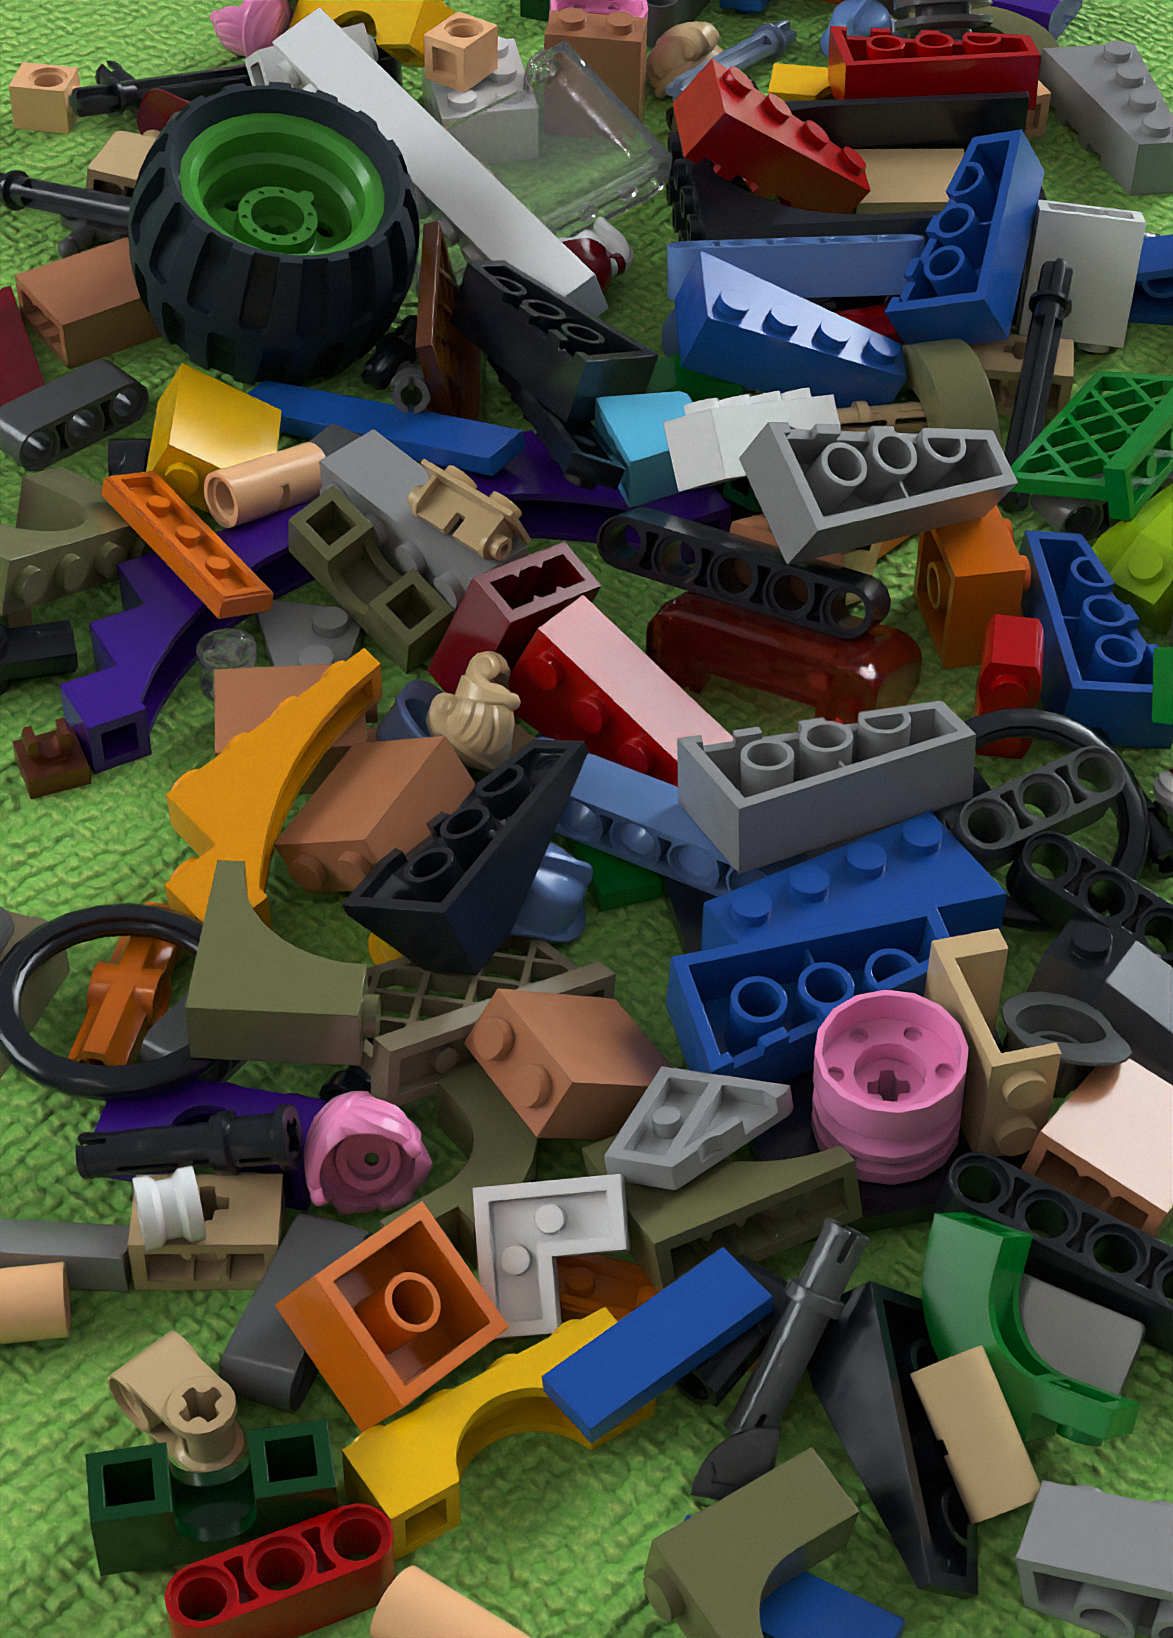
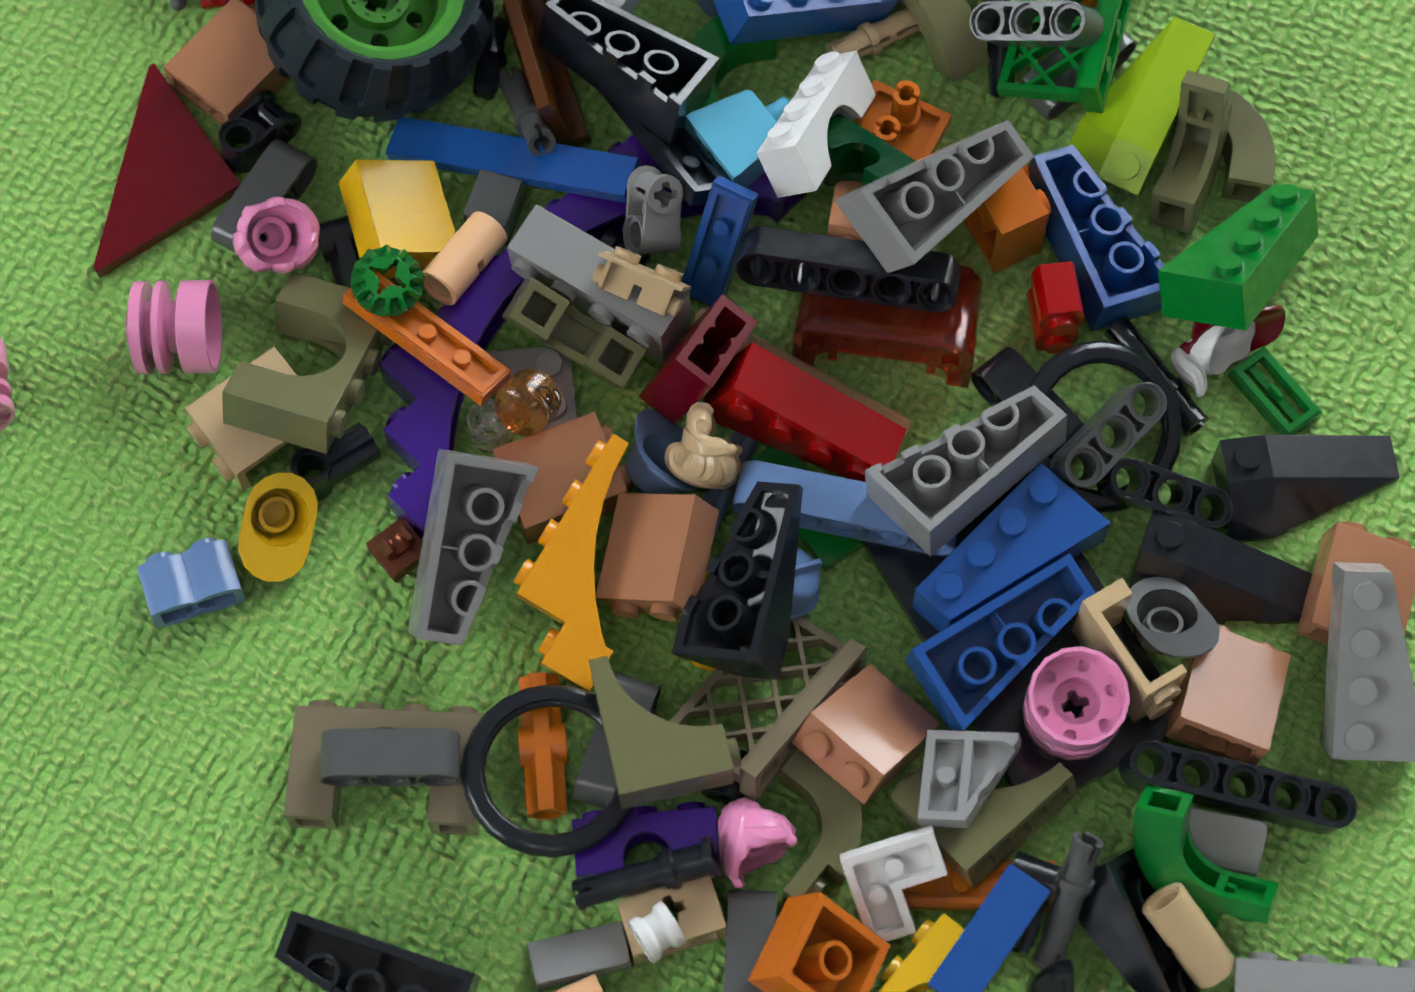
camera: 15 degrees left, 25 degrees up
(71, 413) = (290, 235): none -> bright pink hair
(76, 347) = (258, 126): none -> black piece
(130, 728) = (463, 539): none -> light grey wedge
(158, 485) = (394, 299): none -> green gear
(279, 627) = (527, 402): none -> clear orange head
(522, 483) = (652, 216): none -> light grey piece
(605, 490) = (719, 240): none -> blue tile
(1068, 403) = (1054, 28): none -> dark grey beam

